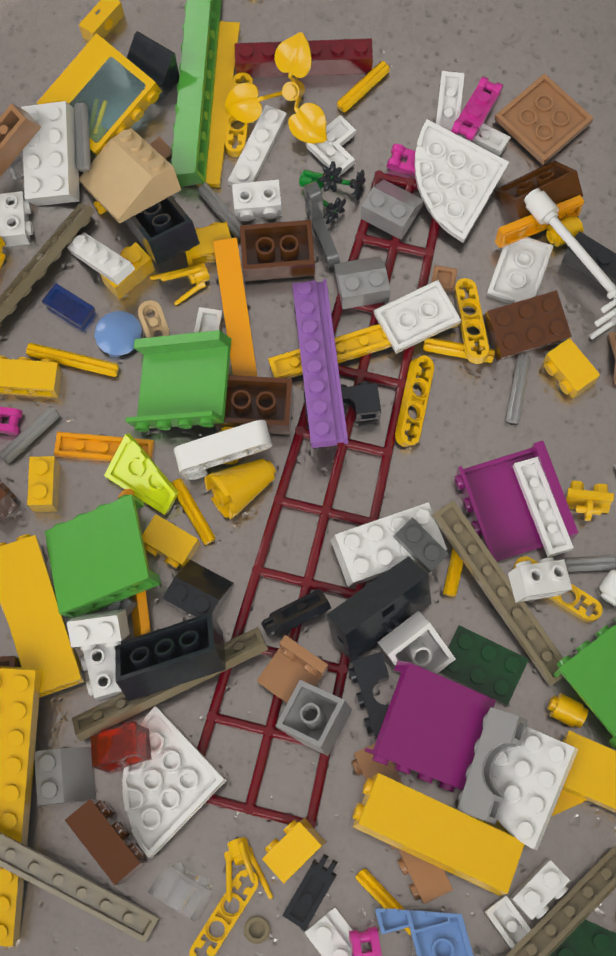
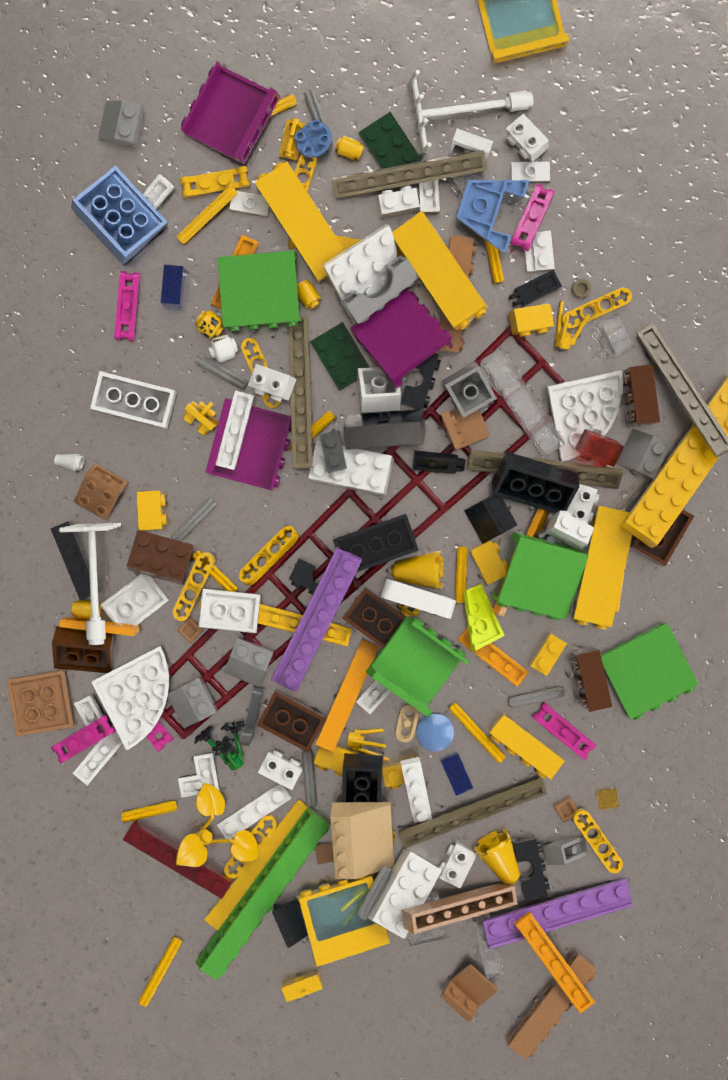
camera: 150 degrees left, 15 degrees up
(242, 742) = (522, 402): none -> clear brick
(305, 482) = (380, 542): none -> black brick

